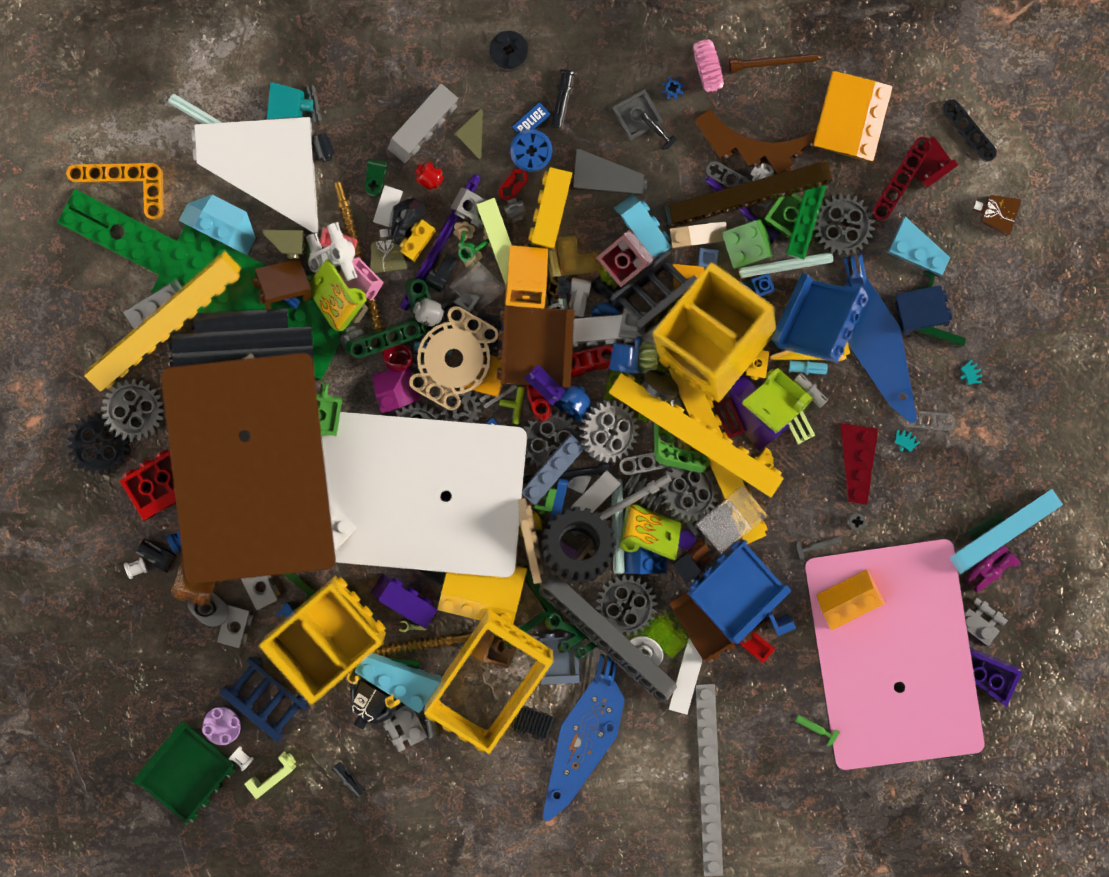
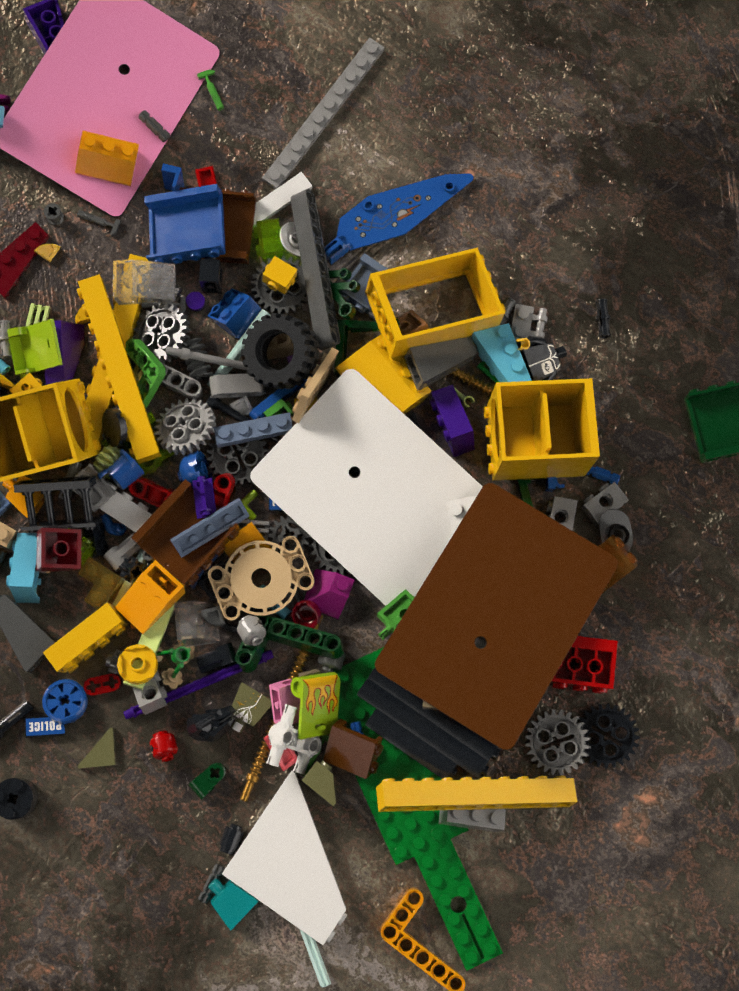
camera: 150 degrees left, 10 degrees down
(135, 568) = (650, 611): white bush -> none
(158, 556) = (623, 602): black piece -> none
(174, 541) = (602, 607): blue wheel -> none
(220, 222) = (365, 844): medium azure wedge -> none
(221, 725) = (673, 434): lavender dish -> none
(241, 758) = (677, 397): white bush -> none
(251, 650) = (604, 475): none -> blue axle
(258, 789) = (664, 359): yellowish green panel -> none
(260, 718) = (637, 416): dark blue fence -> none
(389, 198) = (215, 750): white tile -> none
(418, 240) = (219, 695): yellow plate -> none
(422, 123) = (134, 793): light grey wedge -> none
(451, 637) = (439, 359): none -> dark grey slope
(494, 208) = (140, 675): none -> yellow tile
(521, 365) = (209, 527): none -> sand blue plate
(532, 722) = (422, 247): black brick -> none
(630, 608) = (279, 275): none -> yellow head
(650, 531) = (216, 324): lime door -> none
(699, 551) = (191, 283): dark orange tile -> none
(735, 432) = (79, 363): dark red tile -> none
(837, 488) = (47, 251): none -> yellow tile
(837, 659) = (154, 126): none -> dark grey axle
(978, 626) = (26, 65): light grey plate -> none

